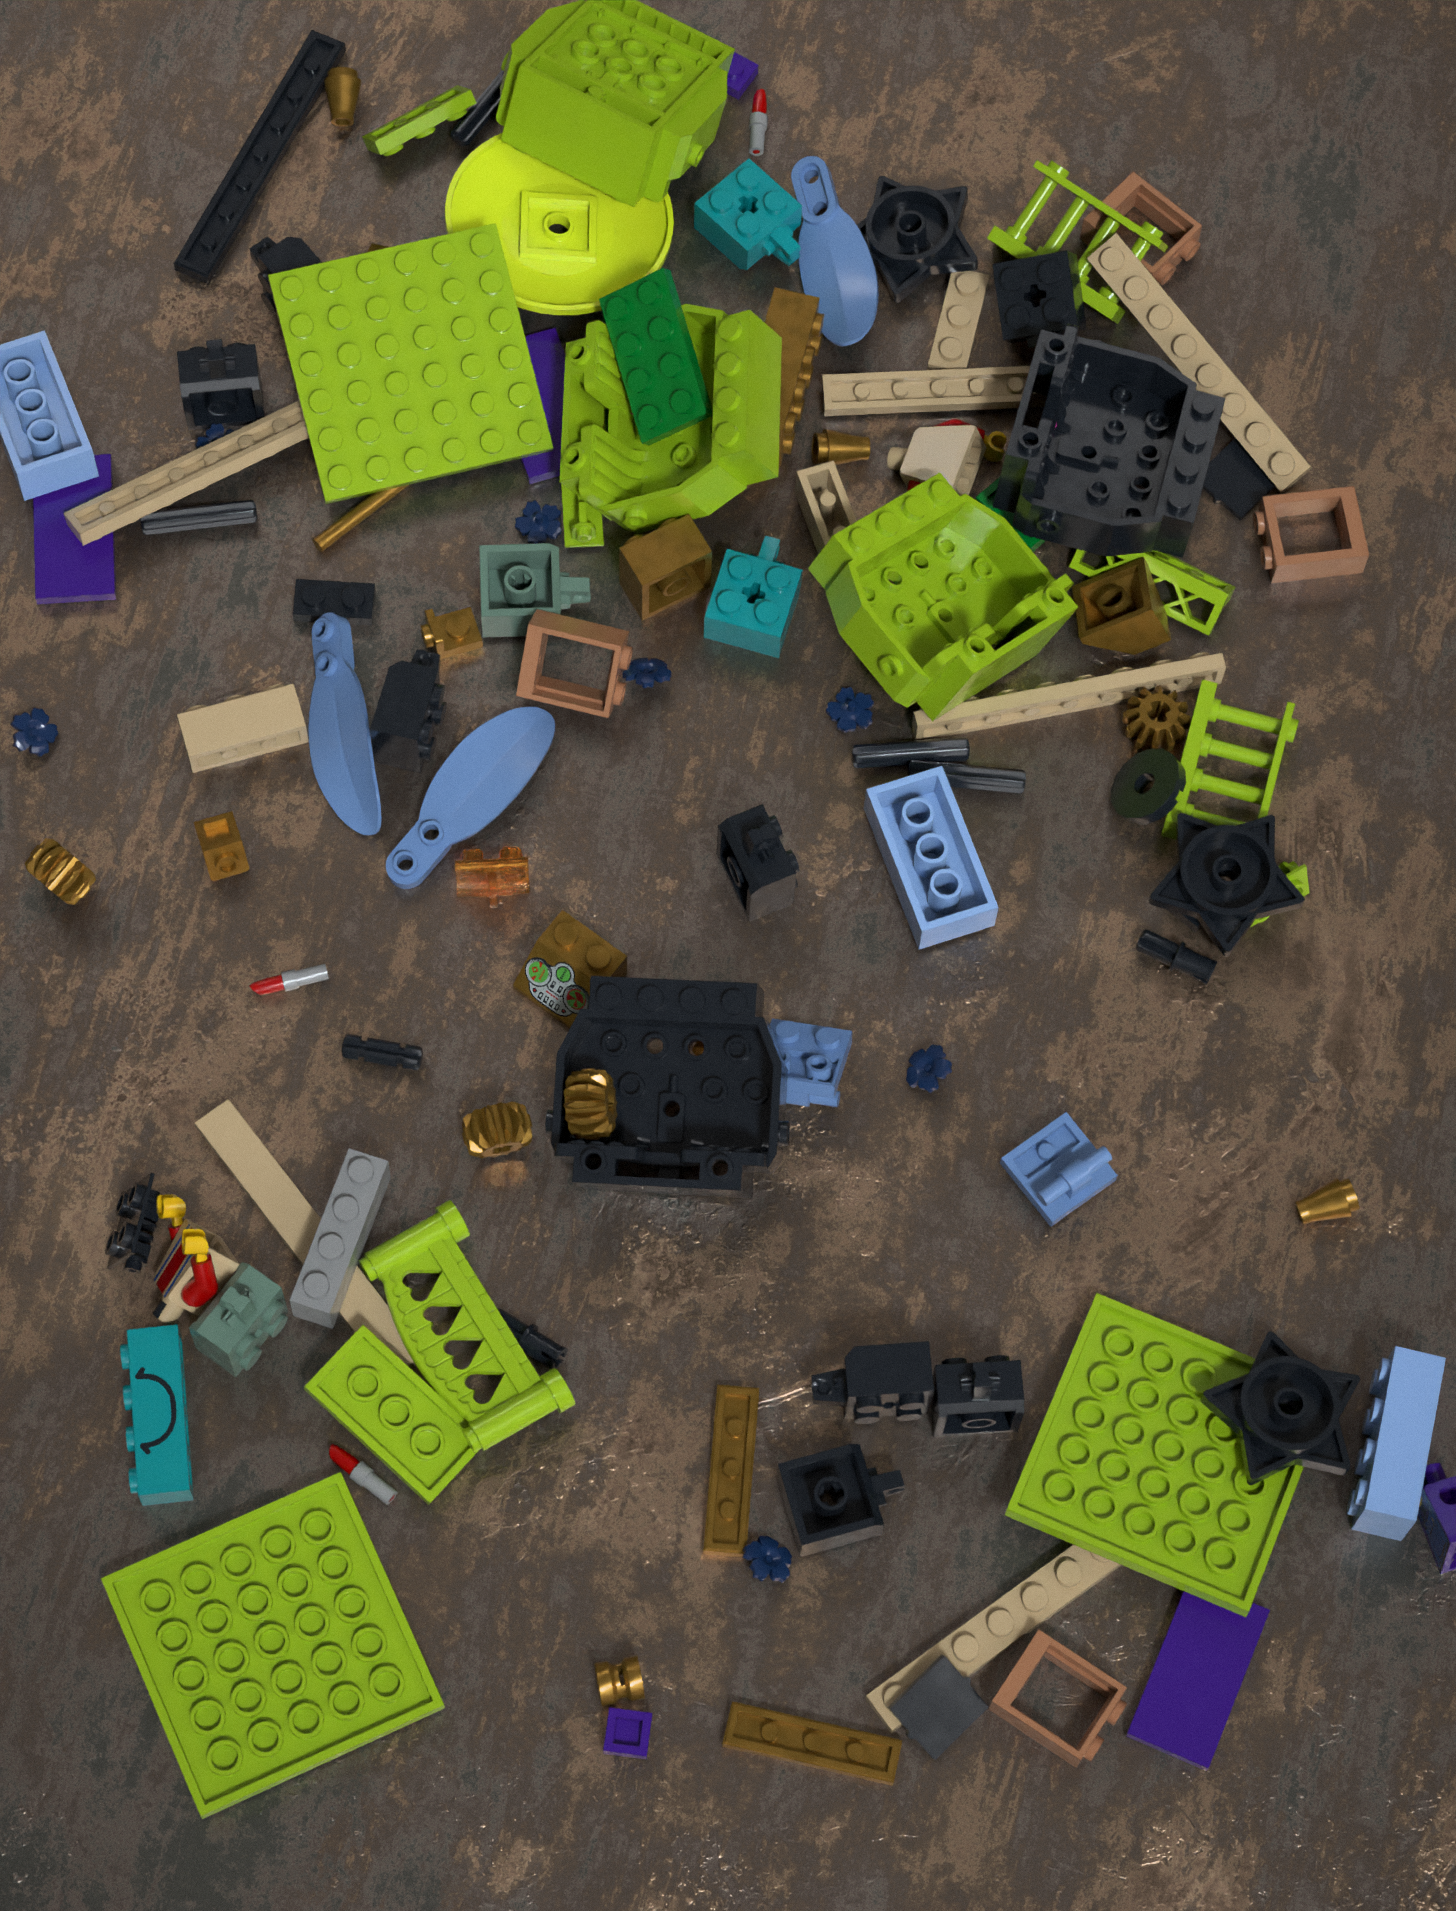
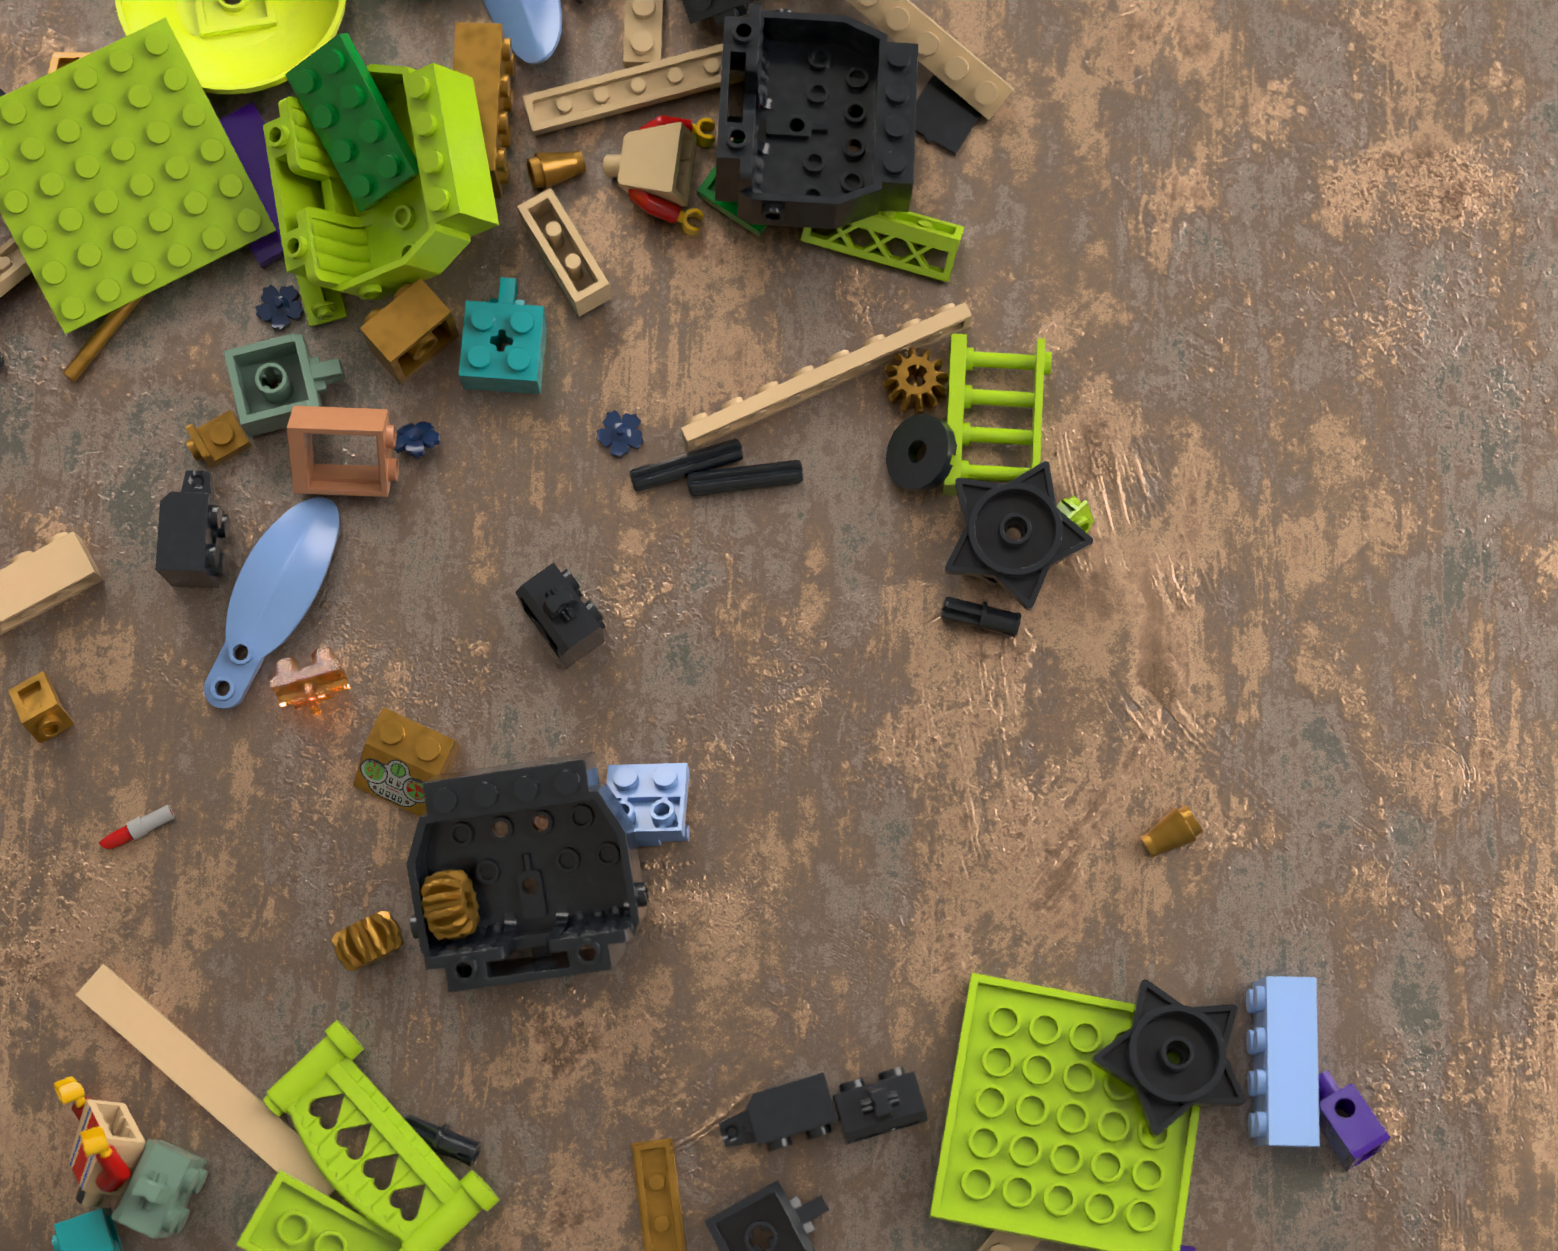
camera: 10 degrees left, 10 degrees up
(136, 1213) = (31, 1135): black hinge -> none
(340, 1238) = (239, 1085): light grey brick -> none
(341, 730) = (129, 562): medium blue plant -> none
(346, 599) = (97, 432): black plate -> none
(382, 1052) = (241, 881): black axle -> none
(927, 1067) = (767, 782): dark blue plant -> none
(930, 857) = (726, 571): light blue brick -> none
(938, 623) = (710, 279): lime piece -> none
(1059, 1169) = (911, 855): medium blue plate -> none
(1121, 610) = (859, 276): pearl gold slope -> none
(1283, 568) = (1062, 143): nougat window -> none

